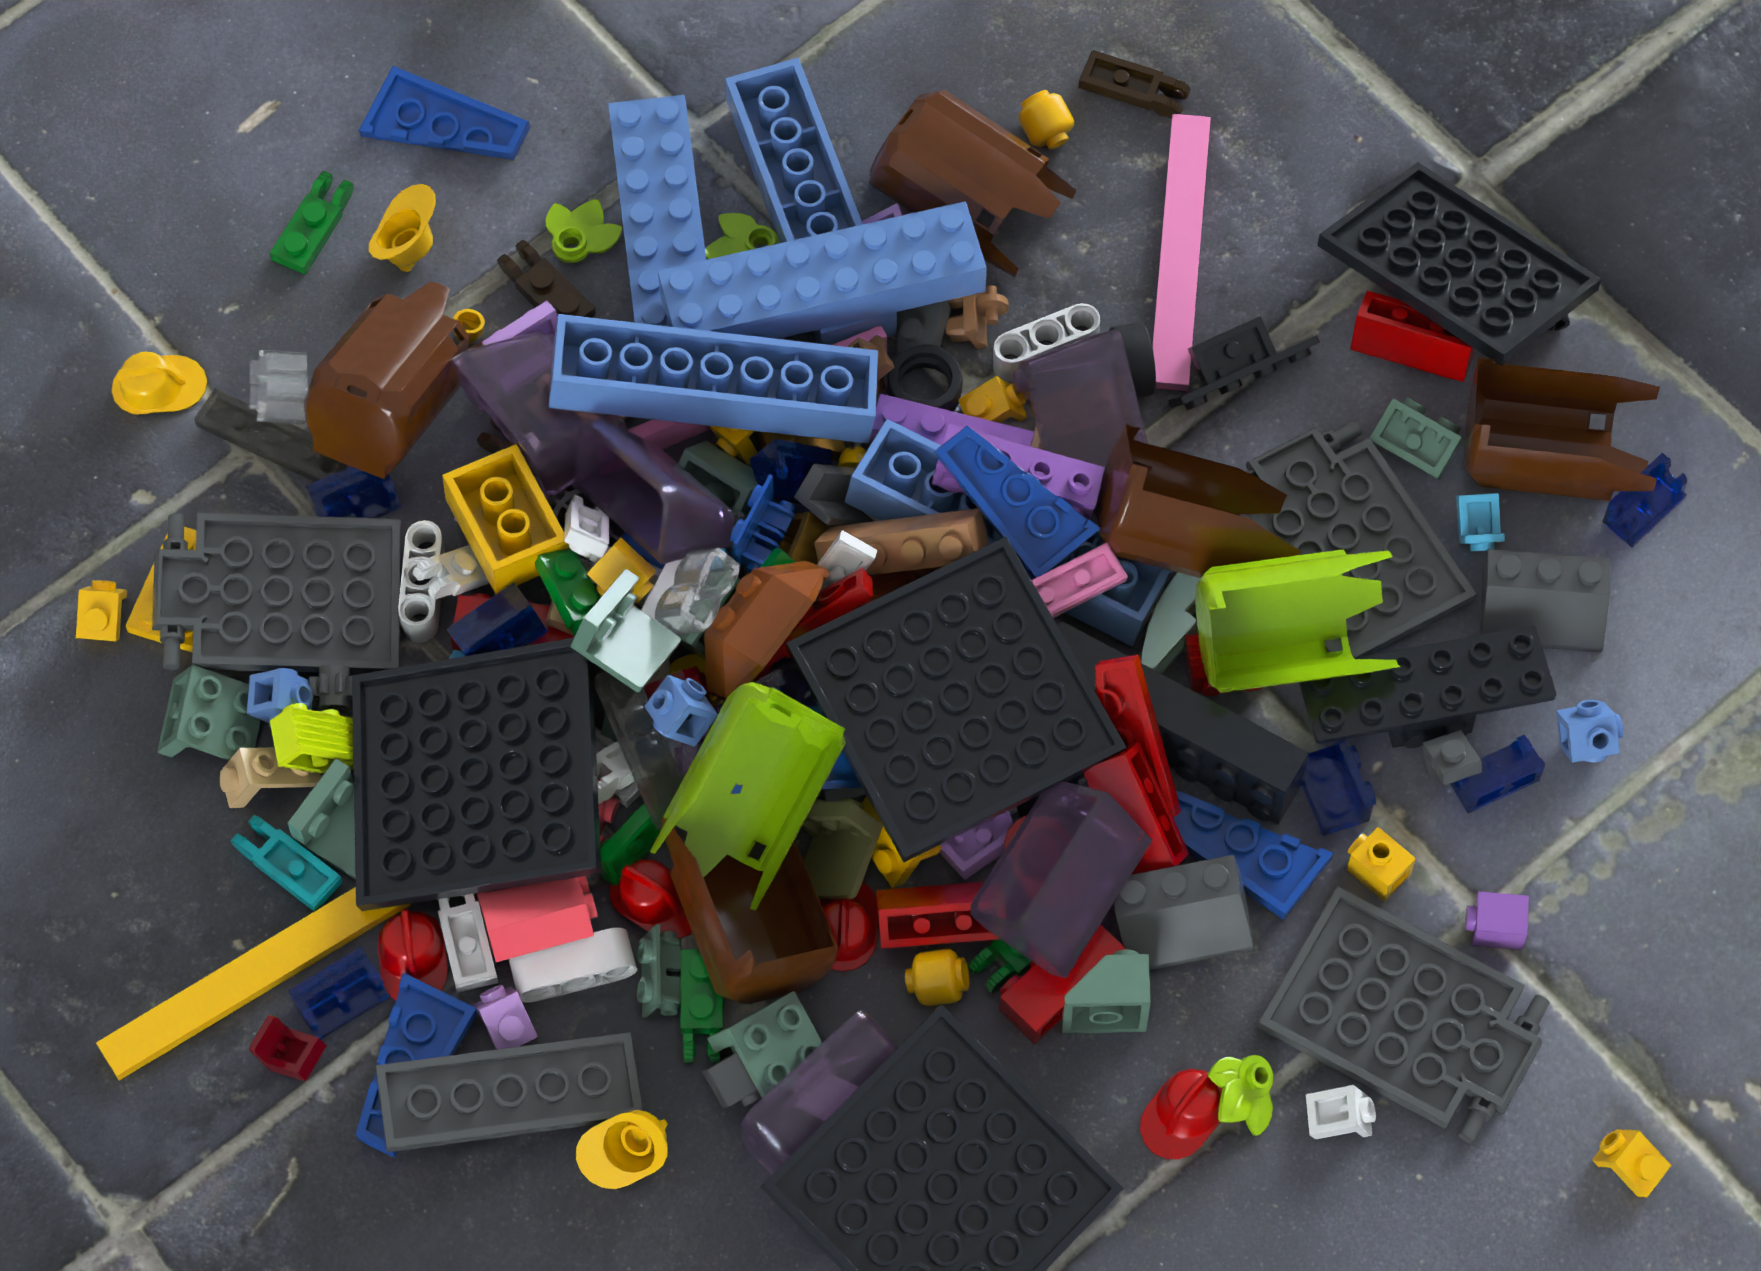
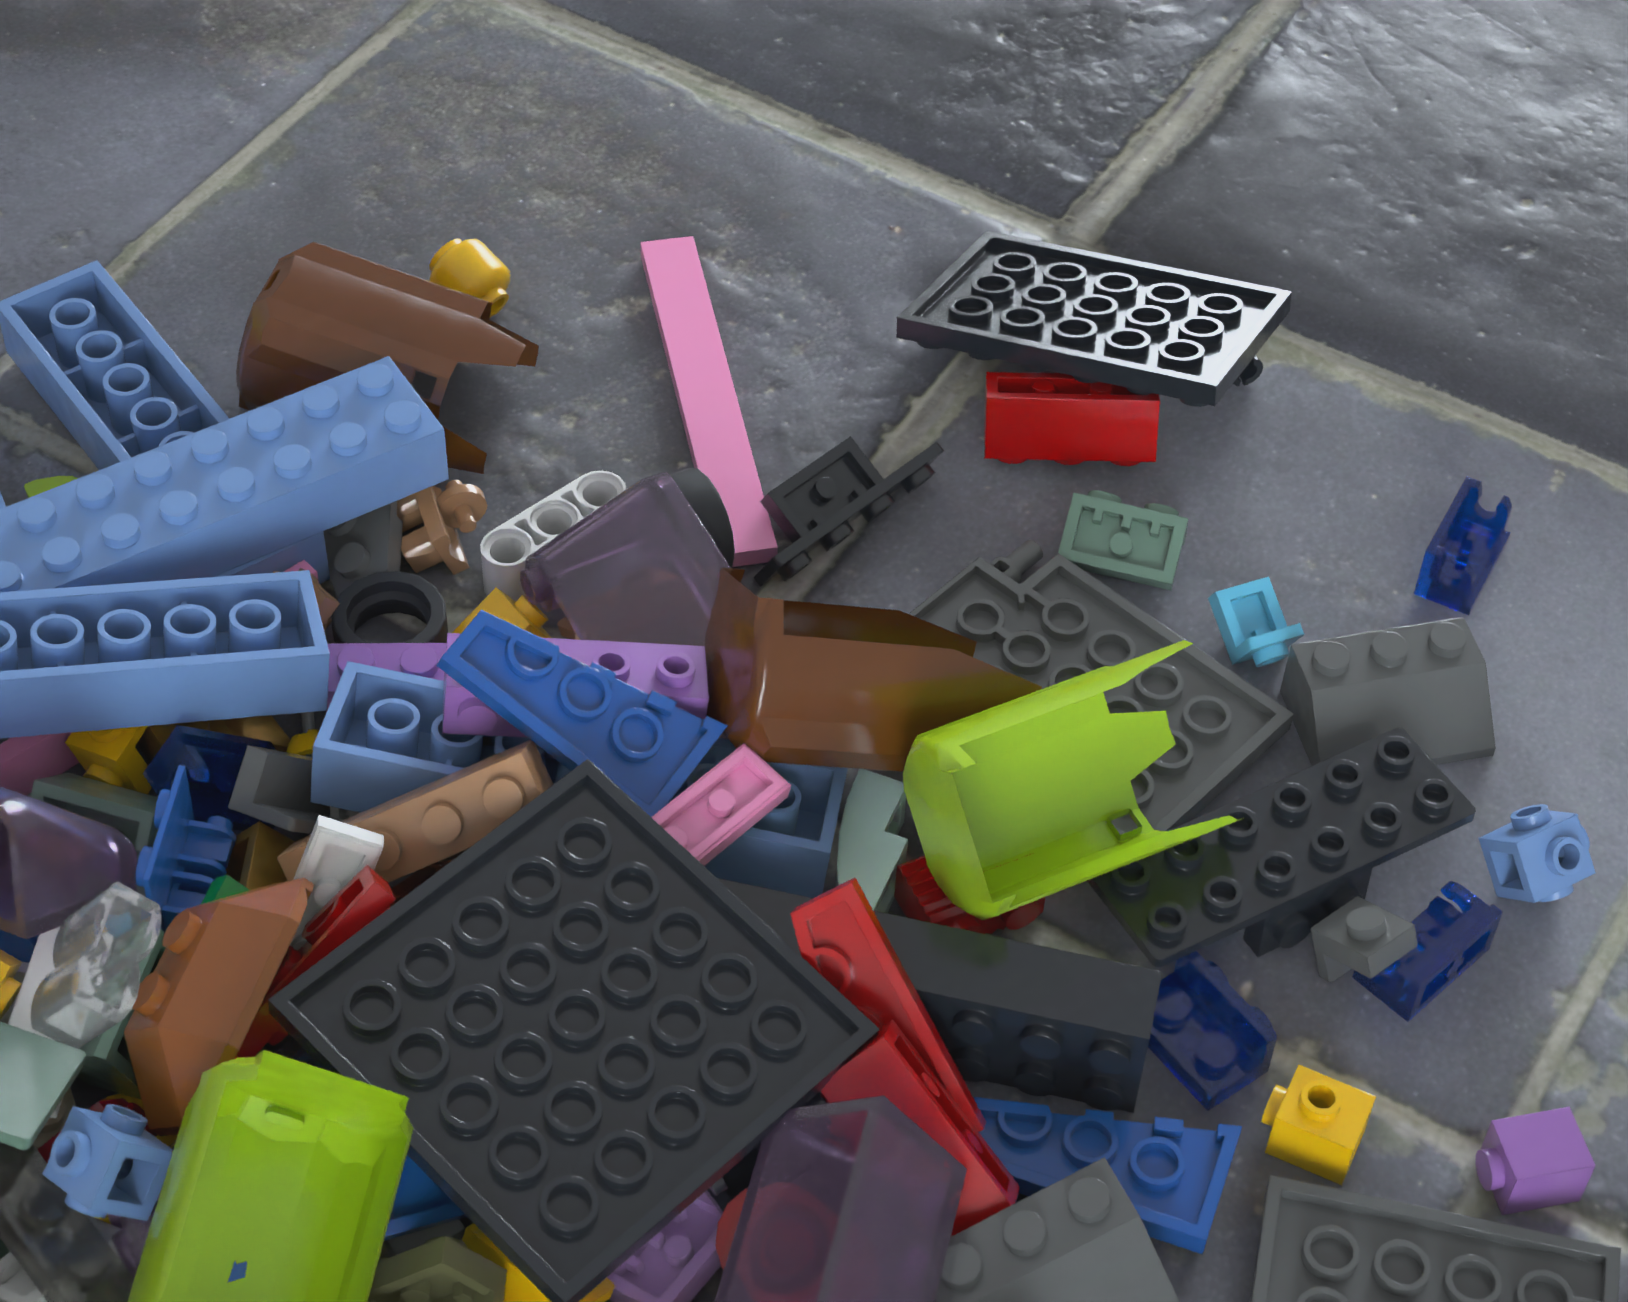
camera: 20 degrees left, 15 degrees down
(1133, 84) = (576, 221): dark brown hinge -> none
(1534, 432) = (1271, 492): reddish brown piece -> none

